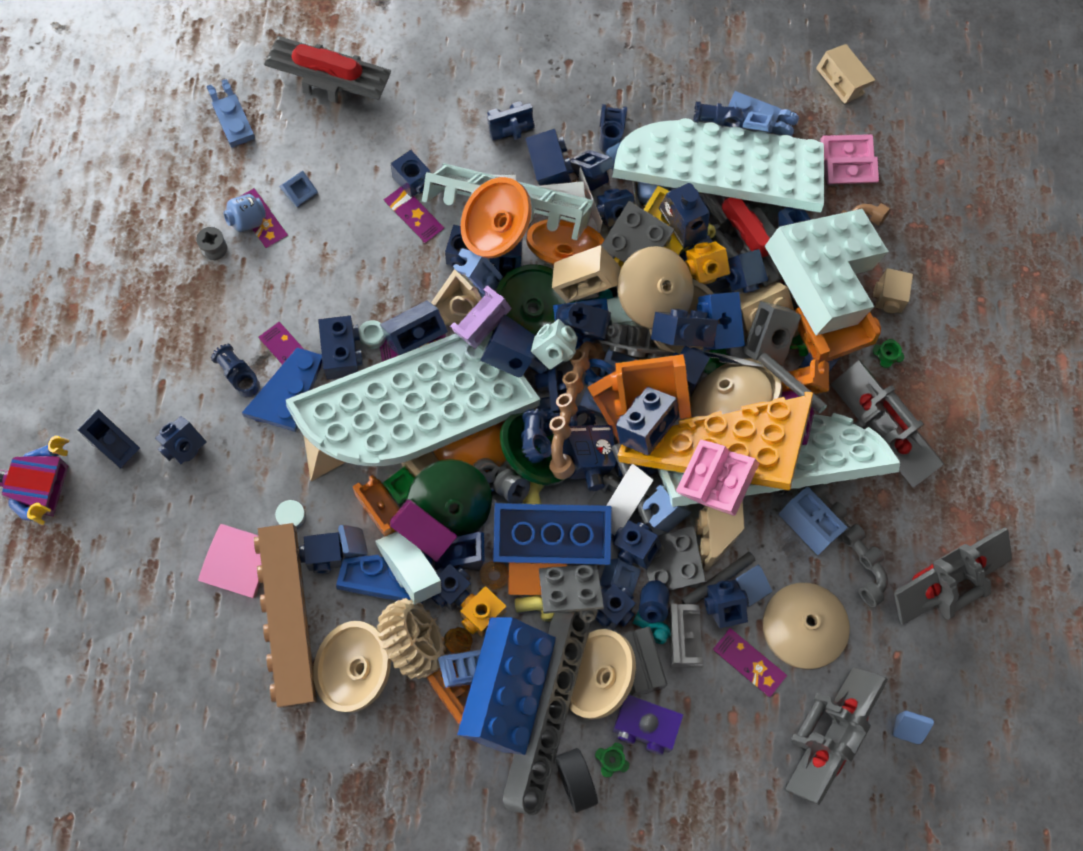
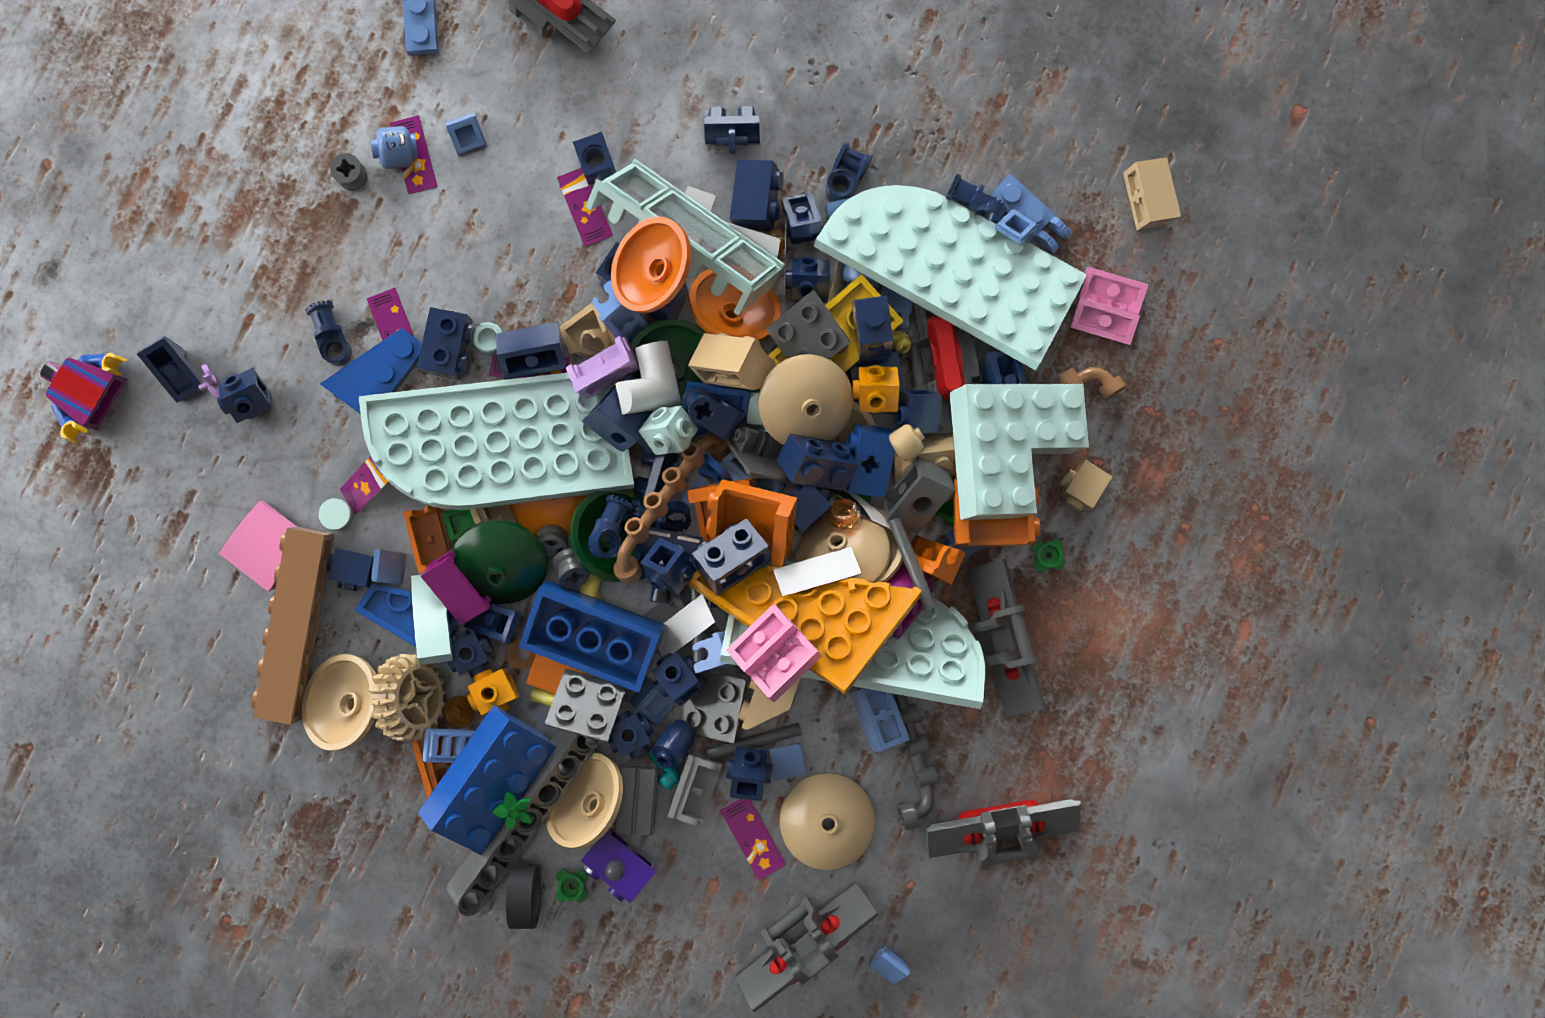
camera: 25 degrees right, 15 degrees up
(147, 440) = (212, 383): none -> lavender plant
(310, 477) = (363, 485): none -> magenta sticker
(528, 312) = (657, 382): none -> white brick
(542, 699) = (513, 810): none -> green plant
(598, 446) = (668, 566): none -> dark blue brick
(720, 410) = (817, 571): none -> white sticker
(721, 363) = (844, 507): none -> clear orange plate
(748, 291) = (907, 441): none -> tan piece

